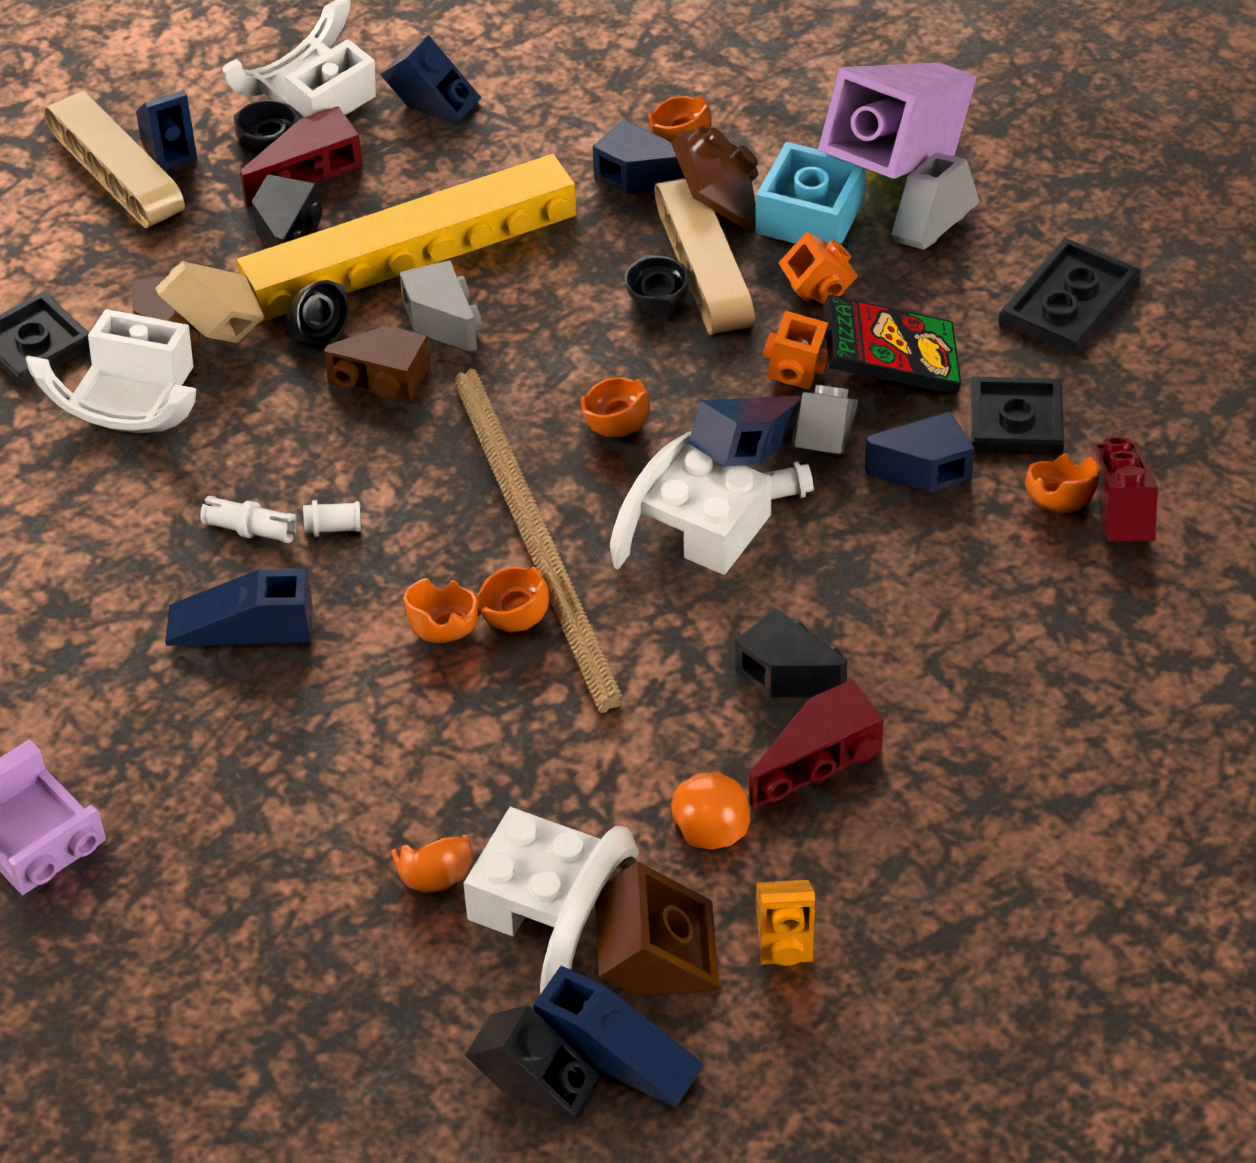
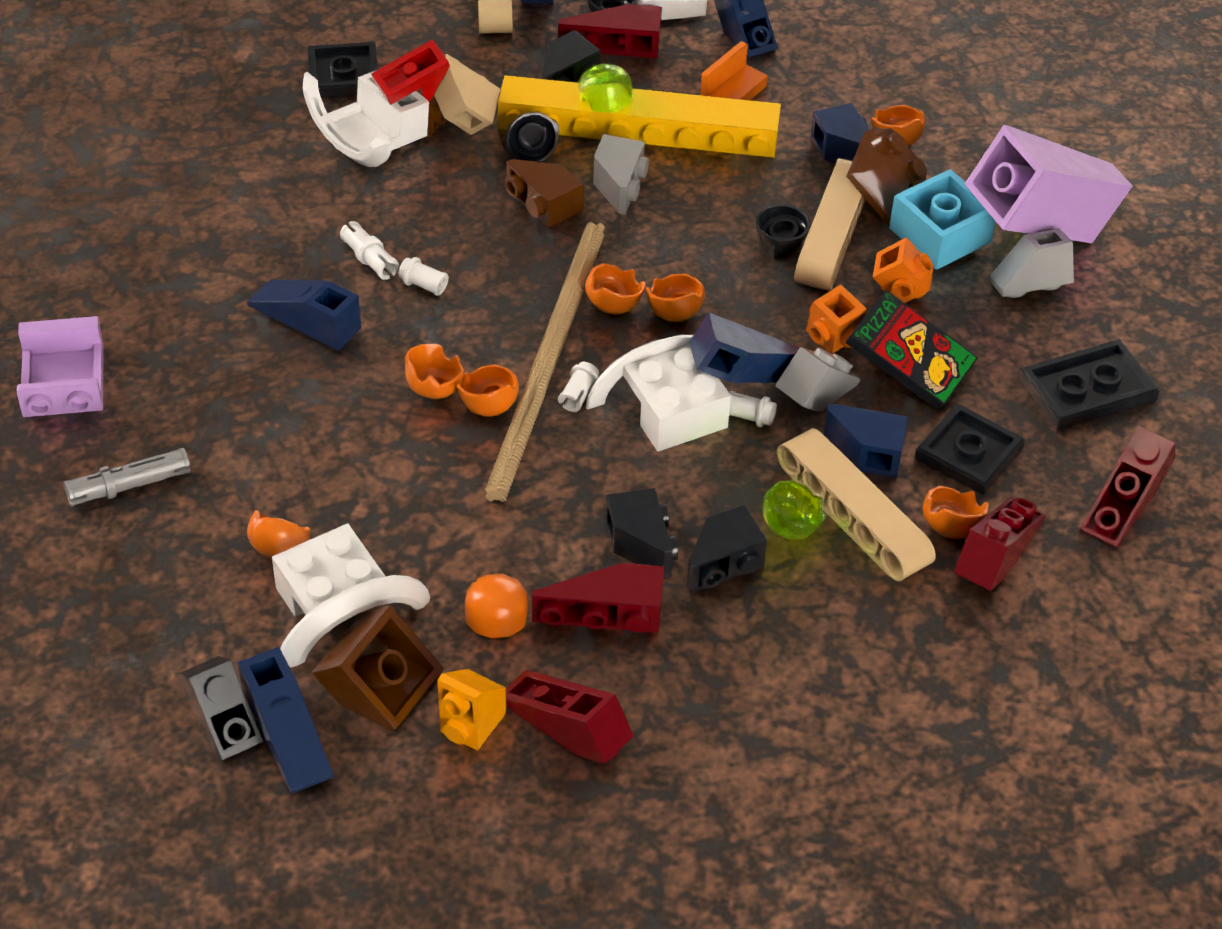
camera: 30 degrees right, 0 degrees up
(157, 300) = (415, 71): none -> red slope
(197, 907) = (118, 479): none -> light grey pin
(366, 220) = (606, 88): none -> clear neon green hair
(472, 151) = (732, 77): none -> orange panel
(547, 431) = (613, 289): none -> orange hair
(595, 540) = (581, 382): none -> white pin
(882, 872) = (571, 714): none -> dark red slope
(883, 632) = (726, 548): none -> black slope
(915, 561) = (792, 510): none -> clear neon green hair
(964, 524) = (857, 505): none -> tan beam
(1194, 375) = (1129, 487): none -> dark red slope

